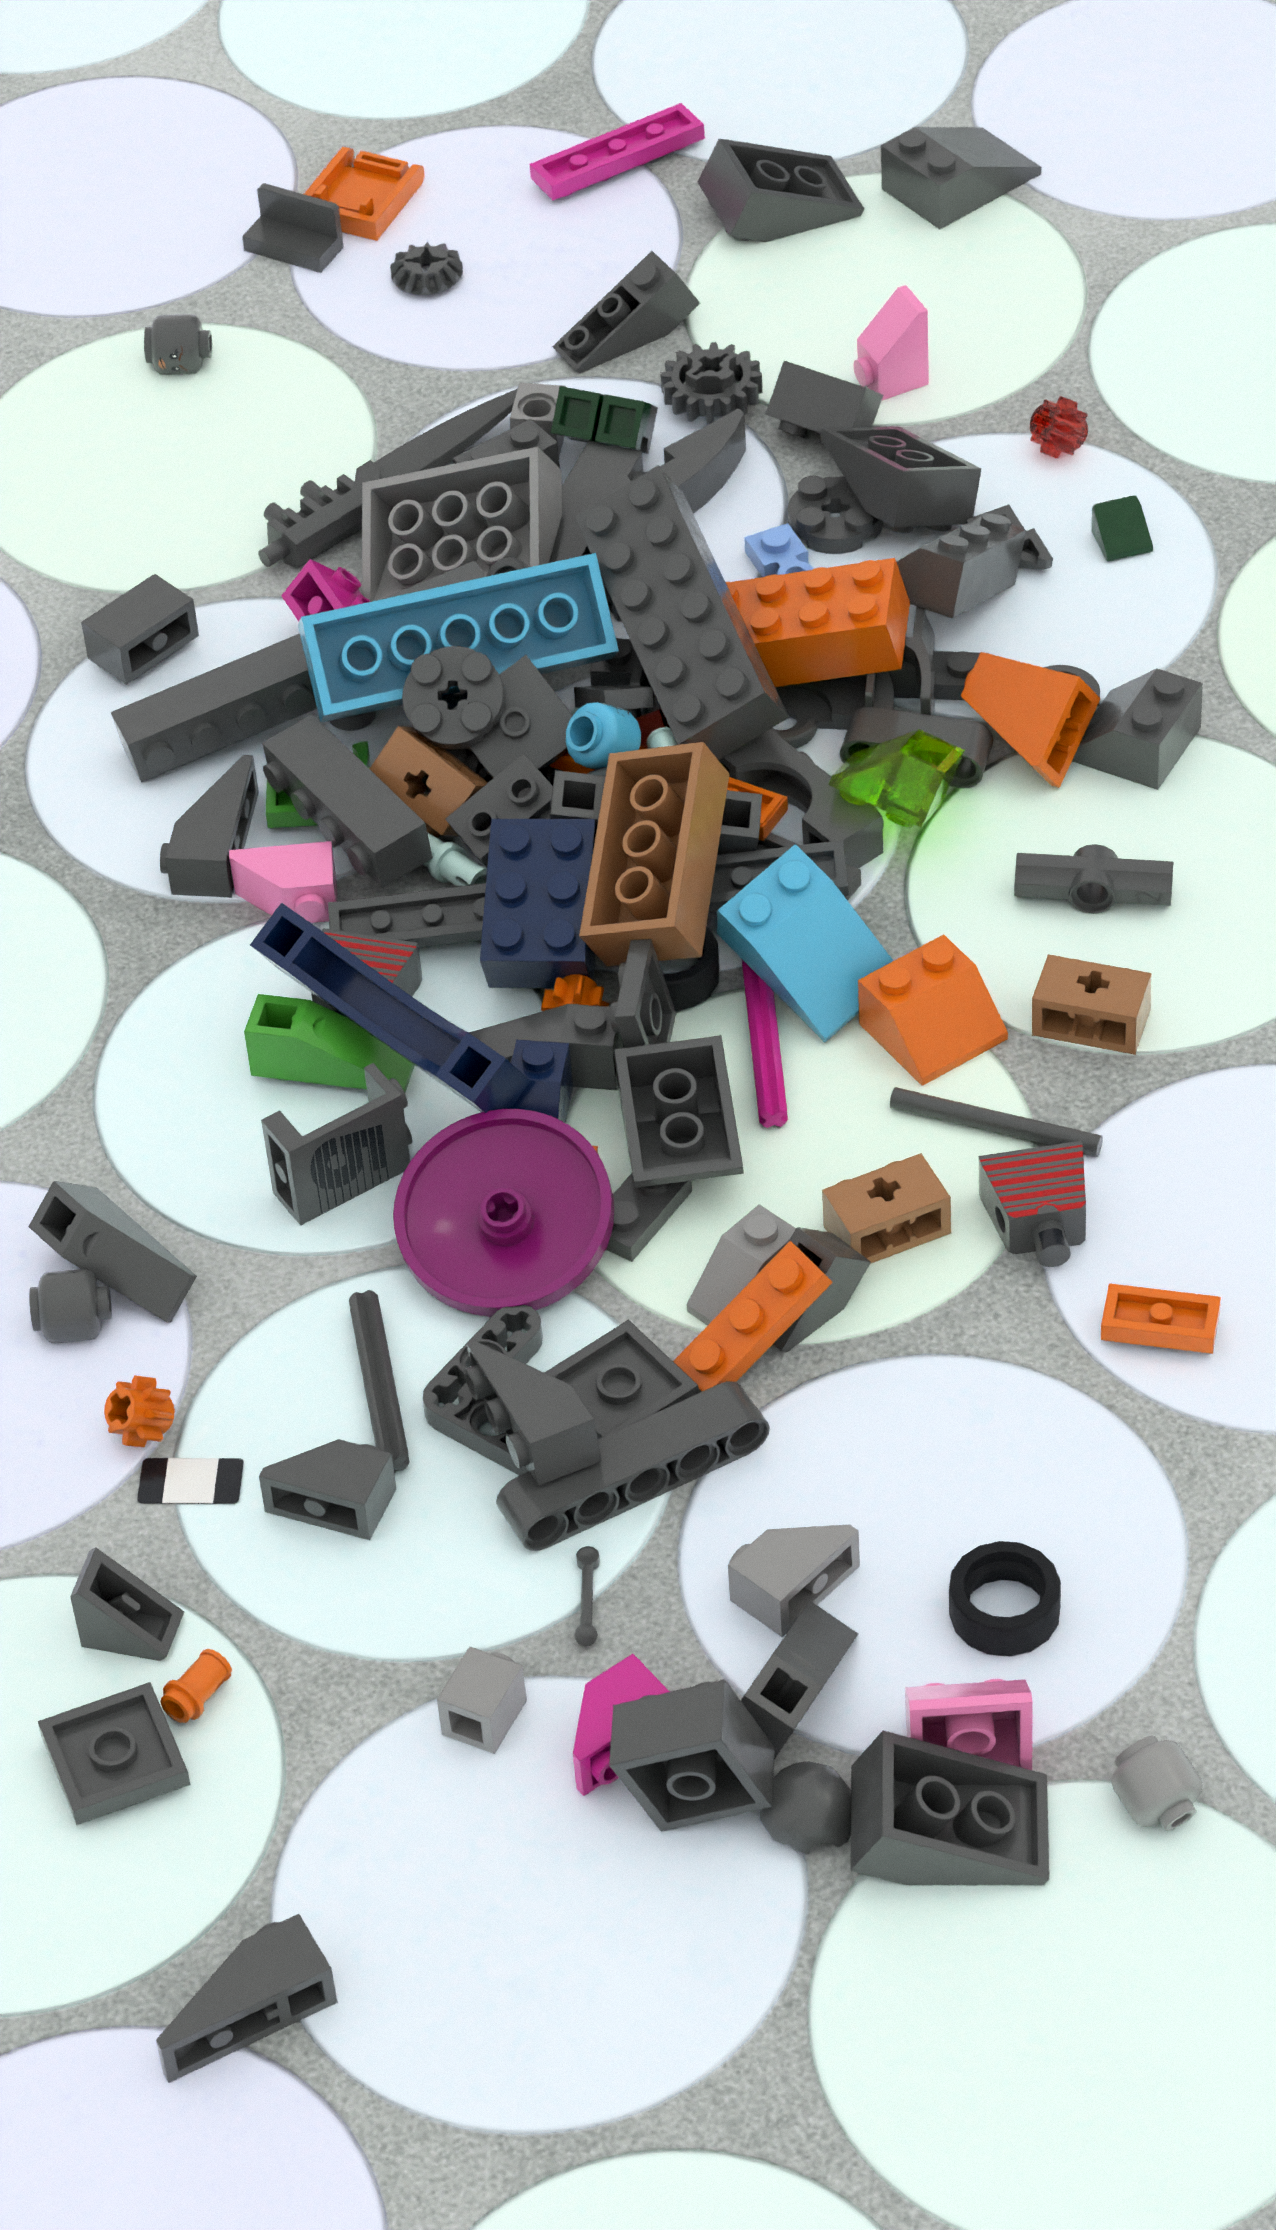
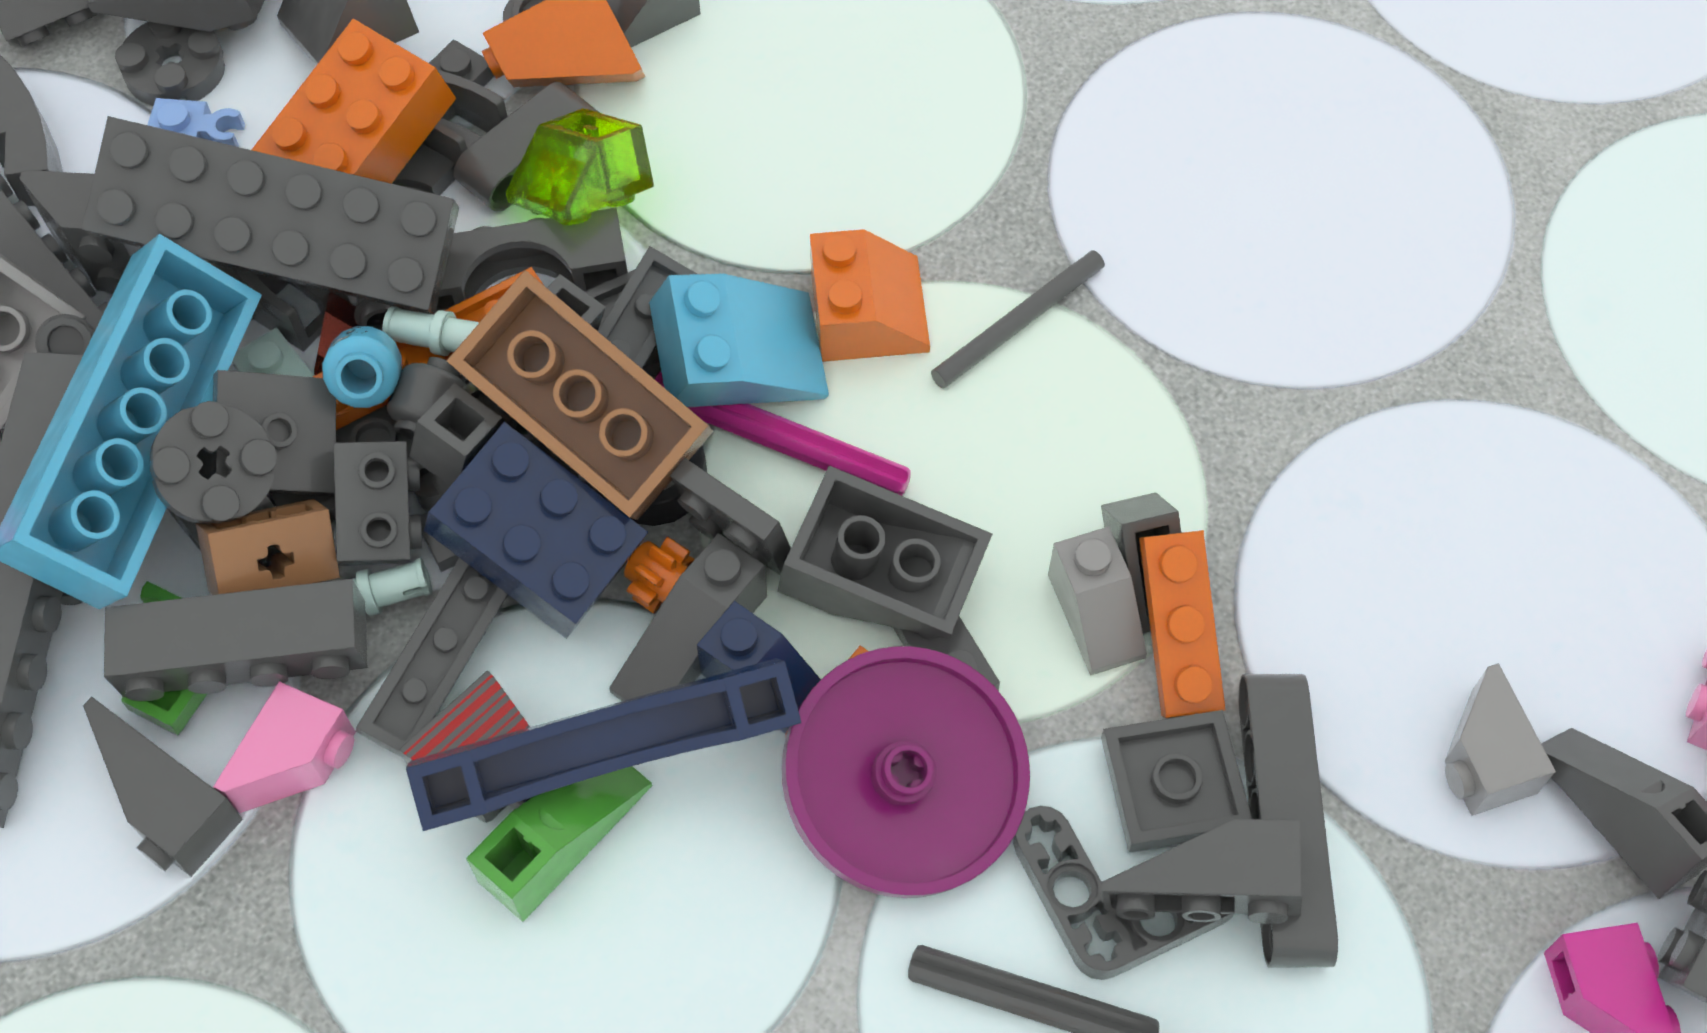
camera: 65 degrees left, 15 degrees up
(341, 1157) = (721, 942): dark grey panel -> none
(587, 1561) = (1366, 916): dark grey hinge -> none
(618, 695) = (301, 334): dark grey plate -> none
(888, 1209) = (1092, 422): medium nougat brick -> none
(1011, 1563) = (1620, 557): black tyre -> none
(1036, 1199) = (1150, 331): dark grey torso -> none
(1091, 1004) = (939, 177): medium nougat brick -> none
(1093, 878) = (789, 104): dark grey piece -> none
(1160, 1318) = (1334, 314): orange plate -> none

